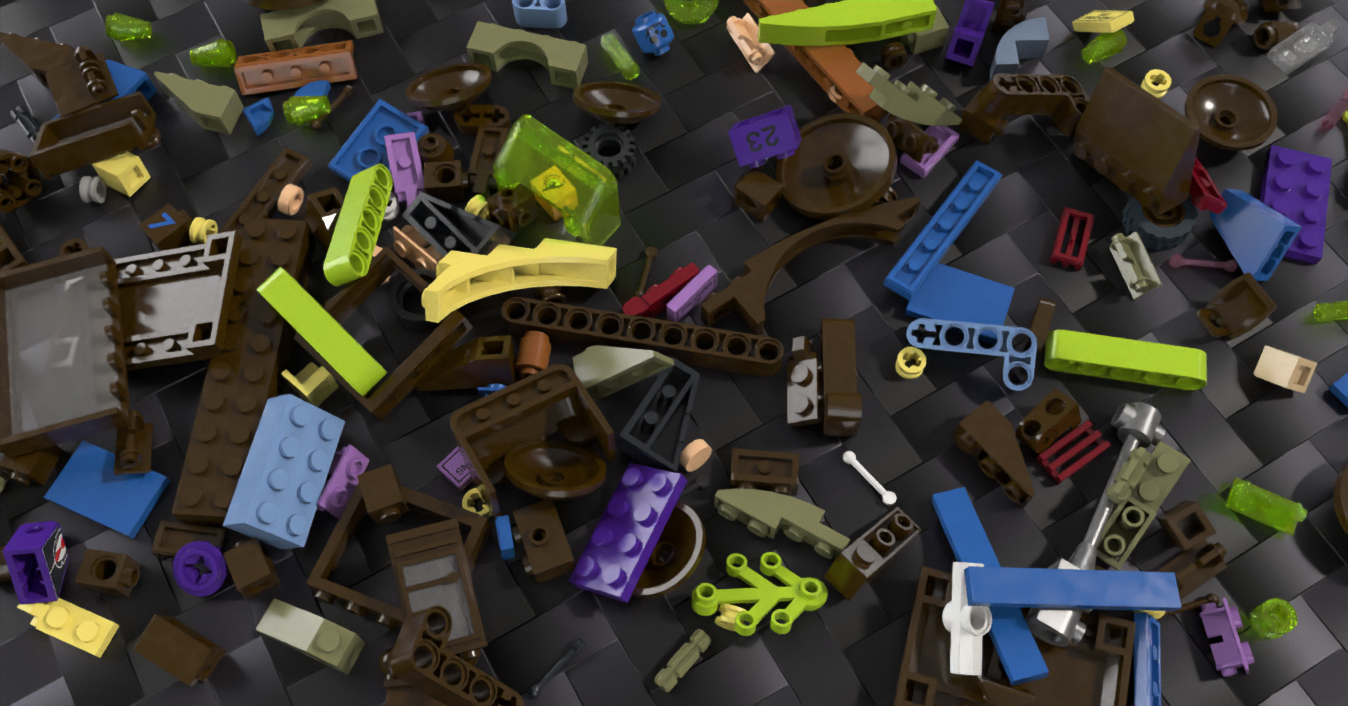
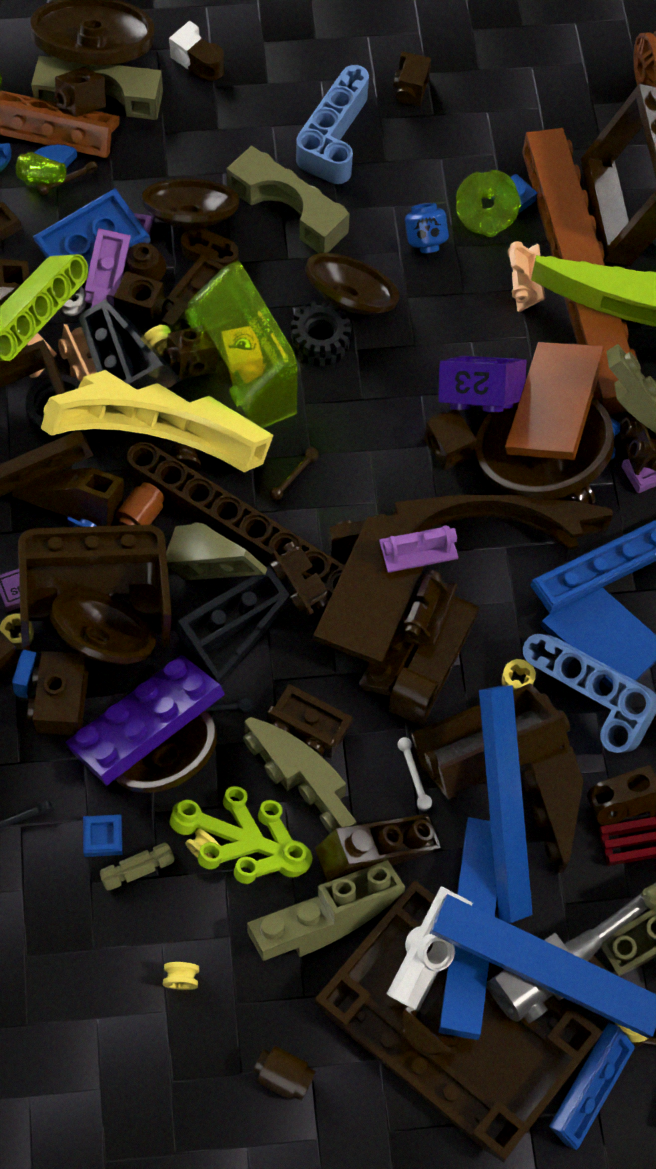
camera: 20 degrees right, 0 degrees up
(310, 30) = (80, 91): none -> dark brown brick
(619, 56) = (383, 238): clear neon green axle -> none
(640, 647) = (102, 835): none -> blue tile
(660, 295) = (299, 503): dark red hinge -> none
(689, 352) = (305, 591): none -> dark brown hinge
(692, 294) = (328, 513): medium lavender tile -> none
(695, 455) = (249, 674): light nougat tile -> none
(766, 341) = (367, 598): none -> dark brown tile
(788, 290) = (419, 548): none -> medium lavender hinge
(819, 338) = (430, 611): none -> dark brown hinge
(829, 129) = (555, 400): none -> dark orange tile
(865, 629) = (335, 912): none -> olive slope
(920, 423) = (455, 746): none -> dark brown door
(967, 469) = (505, 803): none -> blue tile

